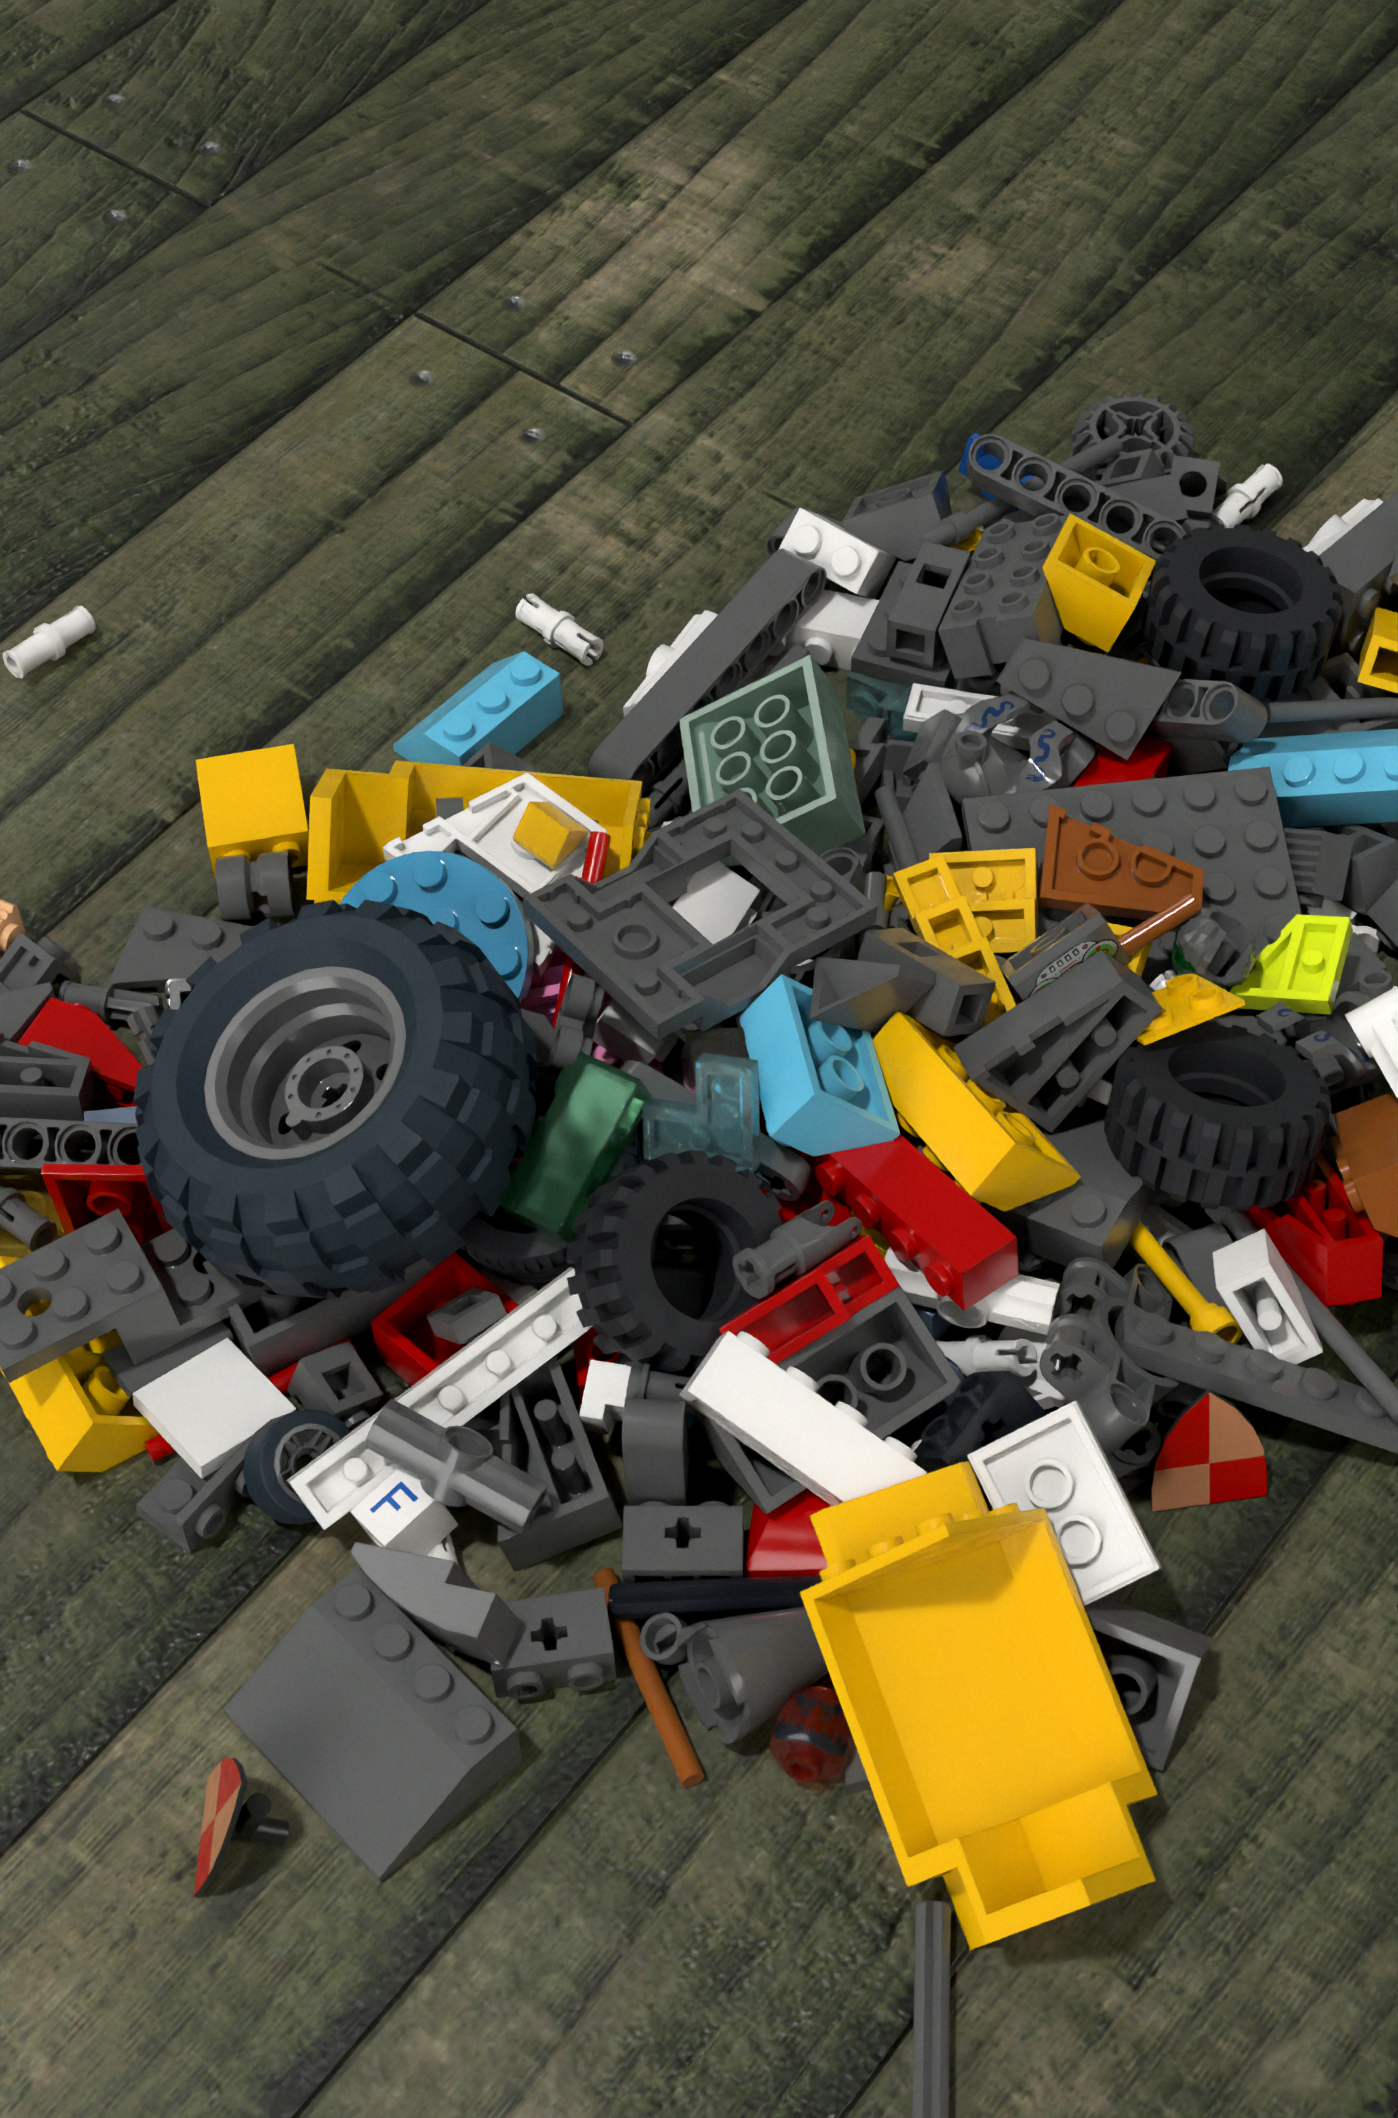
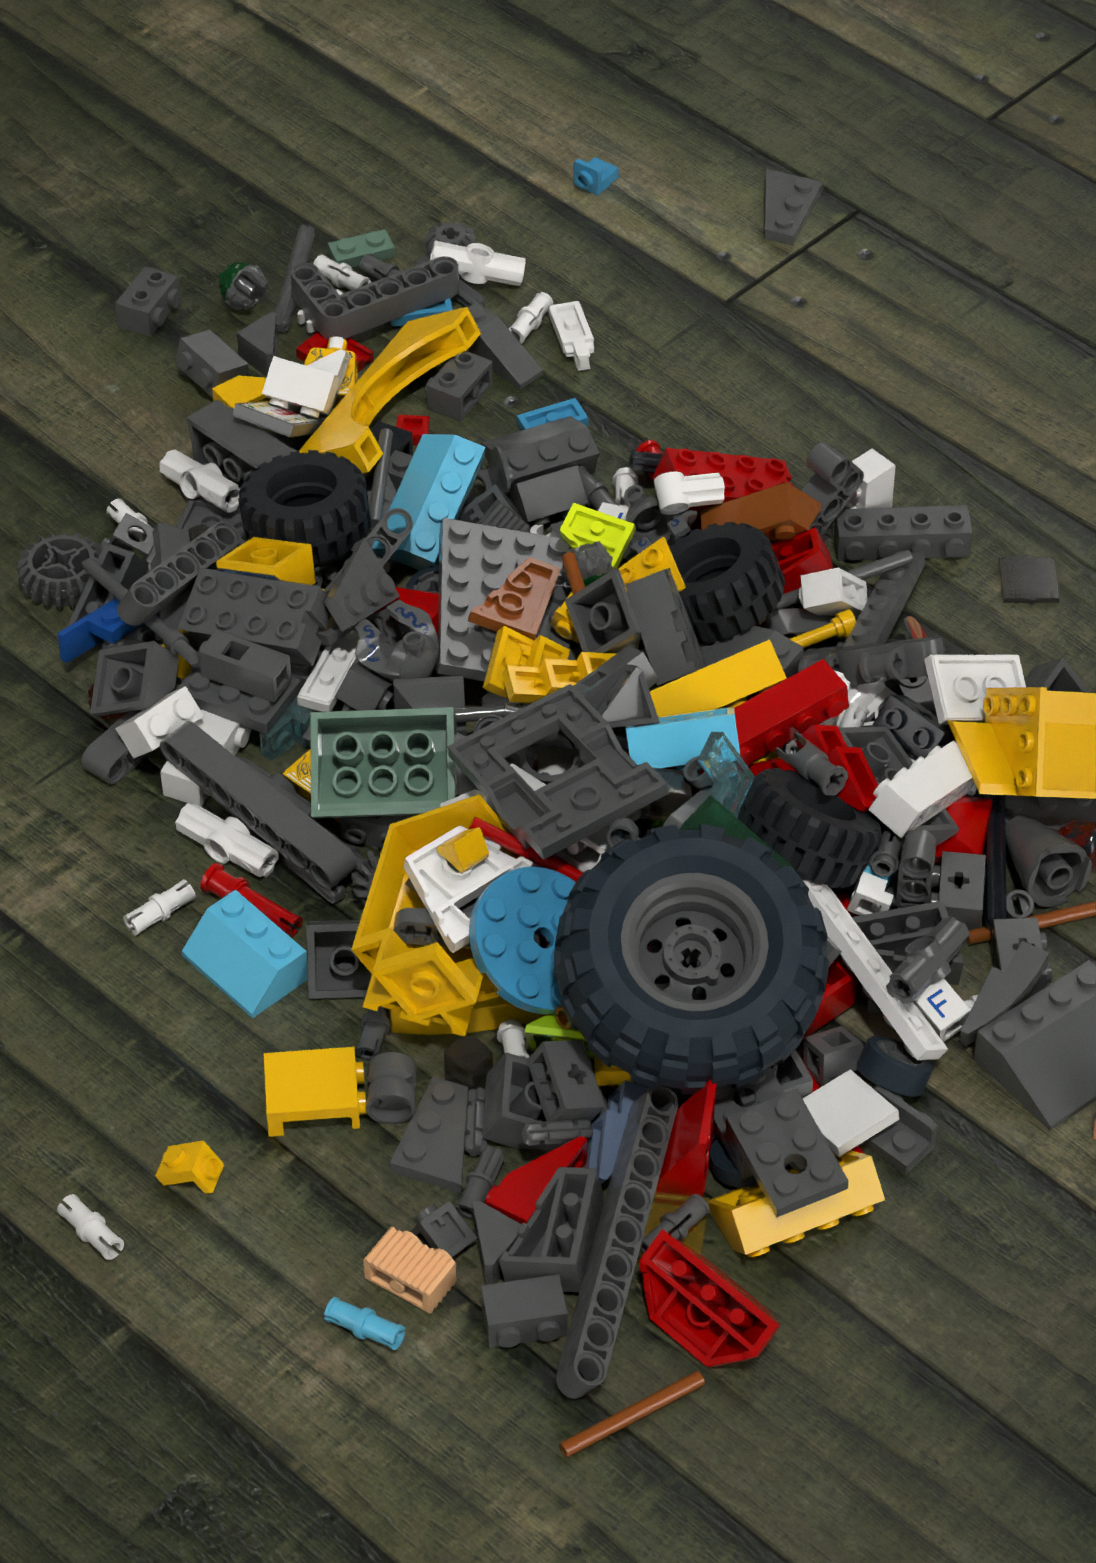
camera: 85 degrees left, 5 degrees down
(135, 718) = (190, 1163): none -> yellow bracket
(587, 698) = (222, 883): none -> red pin

